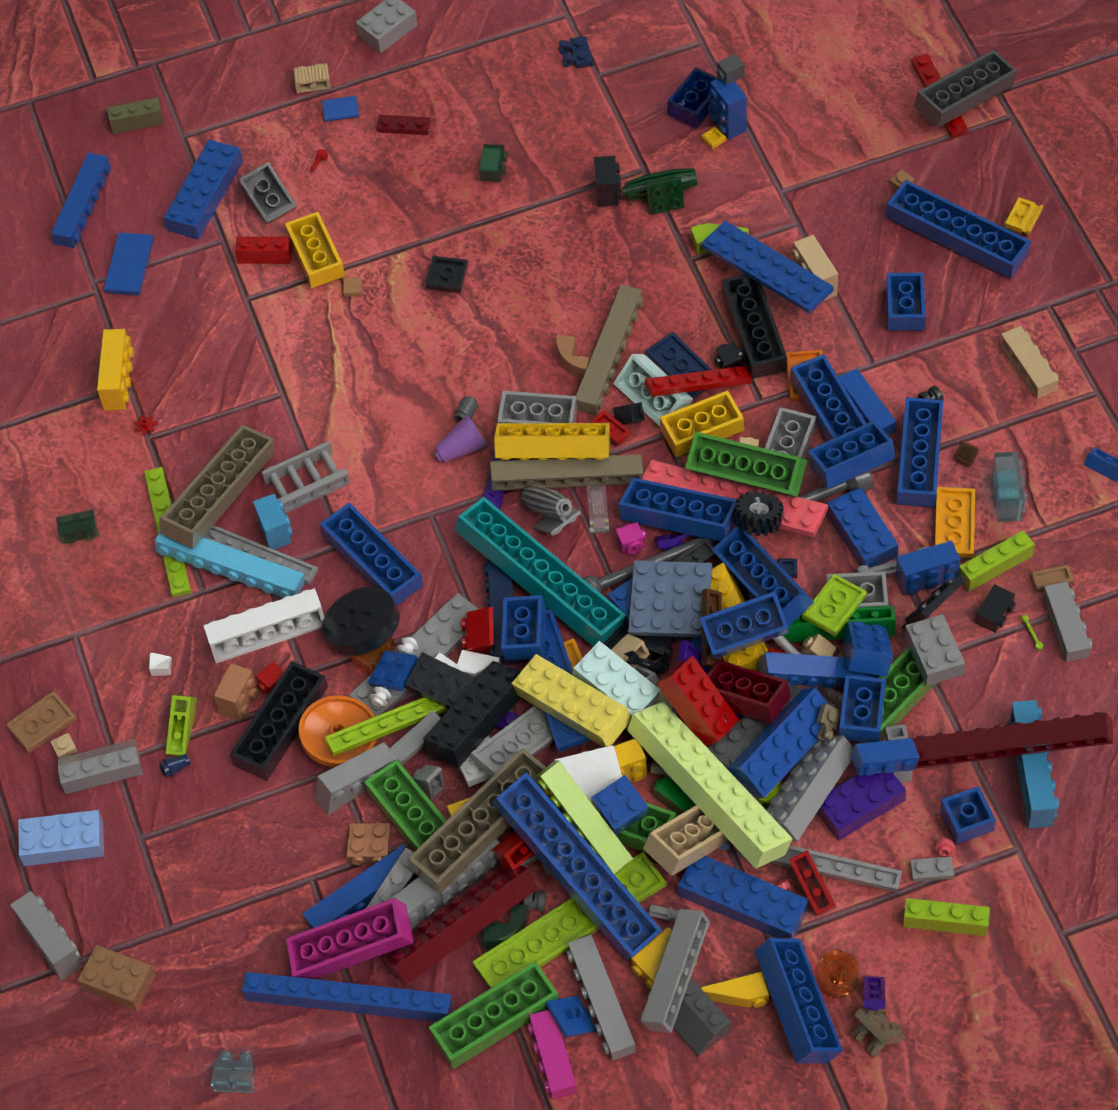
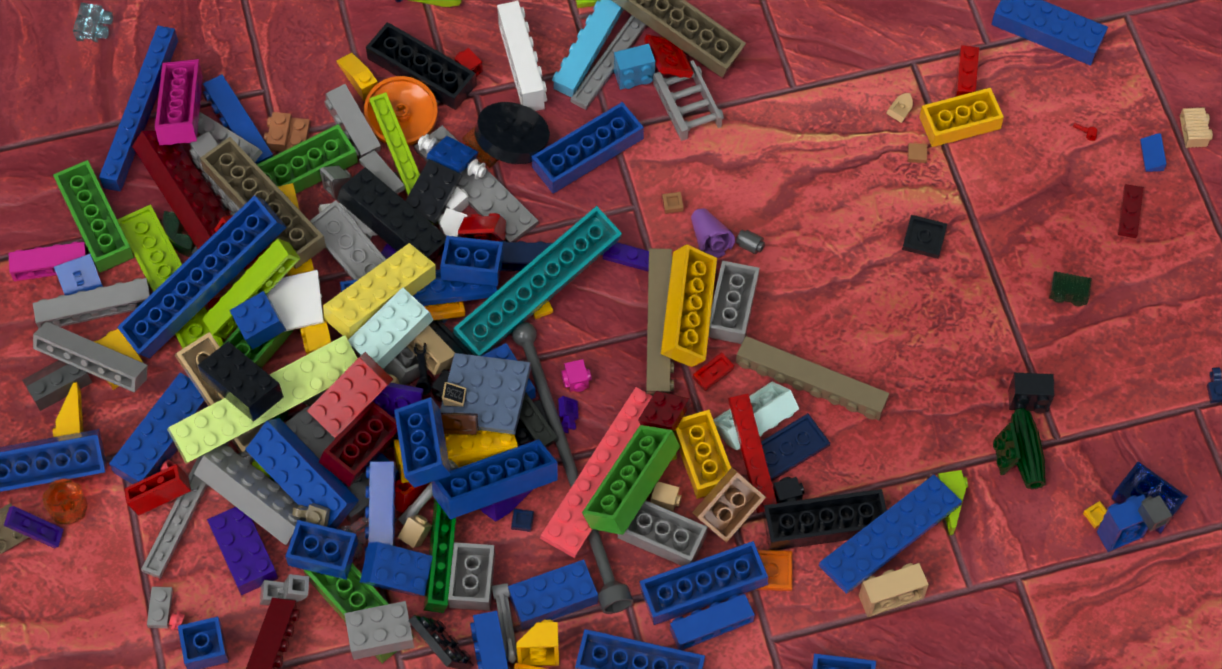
camera: 90 degrees right, 5 degrees up
(236, 692) = (453, 31): nougat brick -> none
(266, 193) = (1041, 80): dark grey slope -> none
(267, 485) = (668, 57): none -> red plate
(290, 783) = (357, 74): none -> yellow slope
(304, 301) = (901, 107): none -> tan plate
(426, 479) = (672, 202): none -> medium nougat plate
(551, 504) = (607, 297): light grey plate -> none
(566, 352) = (810, 337): medium nougat brick -> none
(598, 509) = (621, 350): clear brick -> none
(629, 413) = (728, 388): black panel -> none
(663, 913) = (162, 370): light grey axle -> none
(666, 452) = (664, 411): none -> dark red plate
(678, 509) = (593, 417): blue brick -> none
(680, 618) = (453, 395): none -> slope
(706, 788) = (240, 381): none -> black brick
(755, 392) = (728, 505): none -> medium nougat brick
(758, 512) = (572, 475): black wheel -> none
(834, 605) = (453, 545): lime tile -> none
(851, 454) = (626, 581): blue brick -> none
(885, 756) = (268, 566): blue brick -> none
(919, 520) = (539, 645): none -> yellow slope
(946, 917) = (101, 609): lime brick -> none

